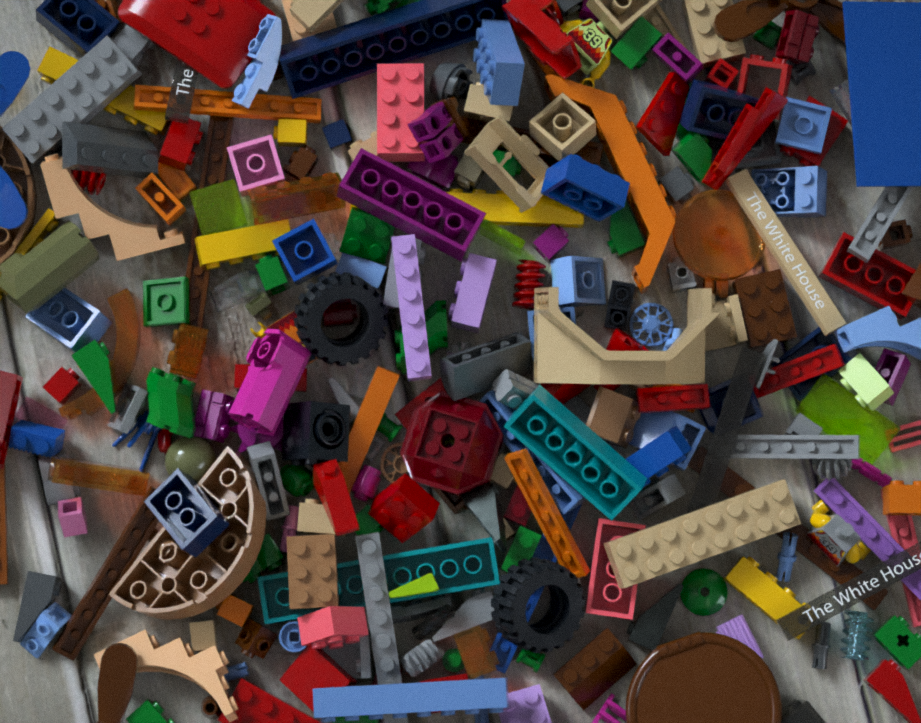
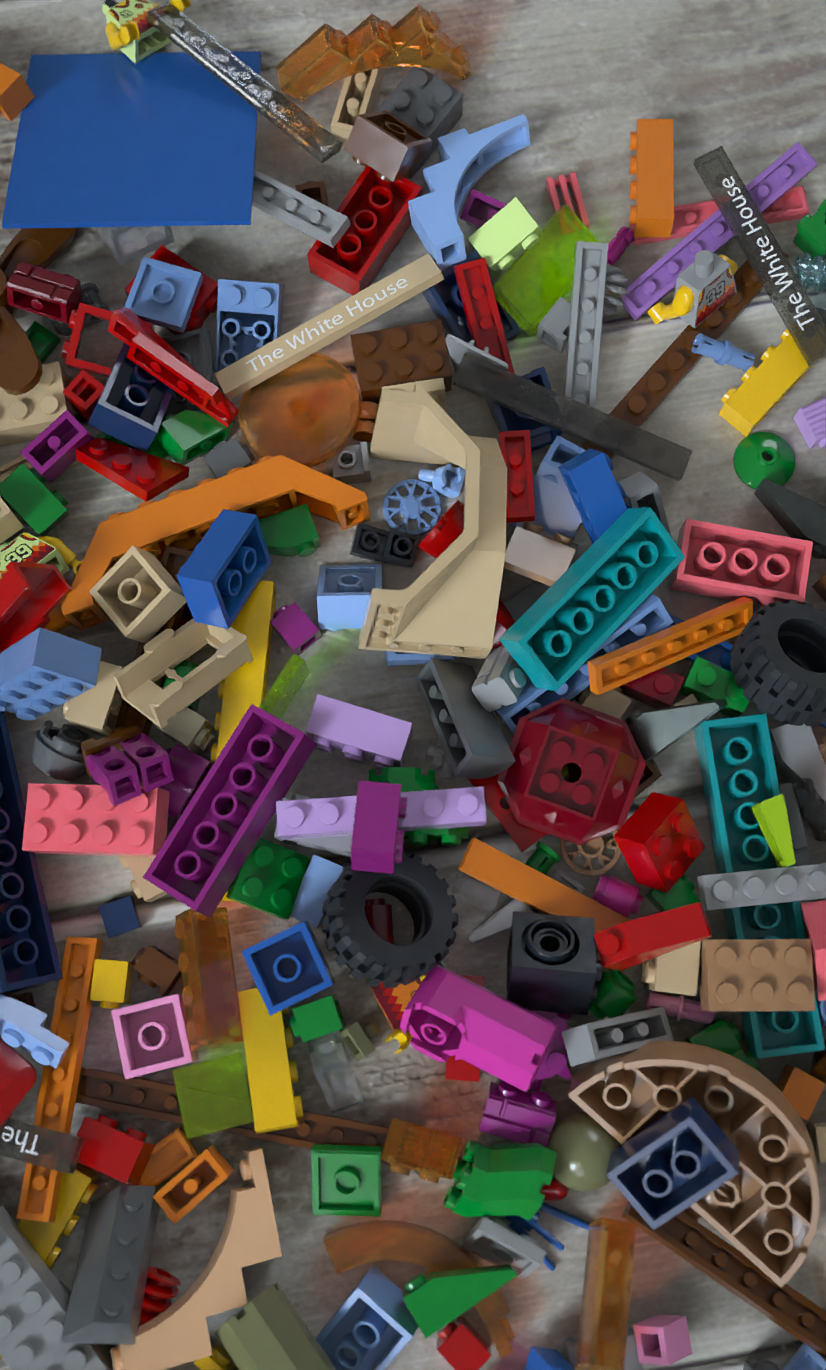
camera: 85 degrees left, 5 degrees down
(398, 301) = (375, 836): none -> magenta brick
(528, 281) = (350, 660): red piece -> none
(702, 534) = (702, 447): tan brick -> none

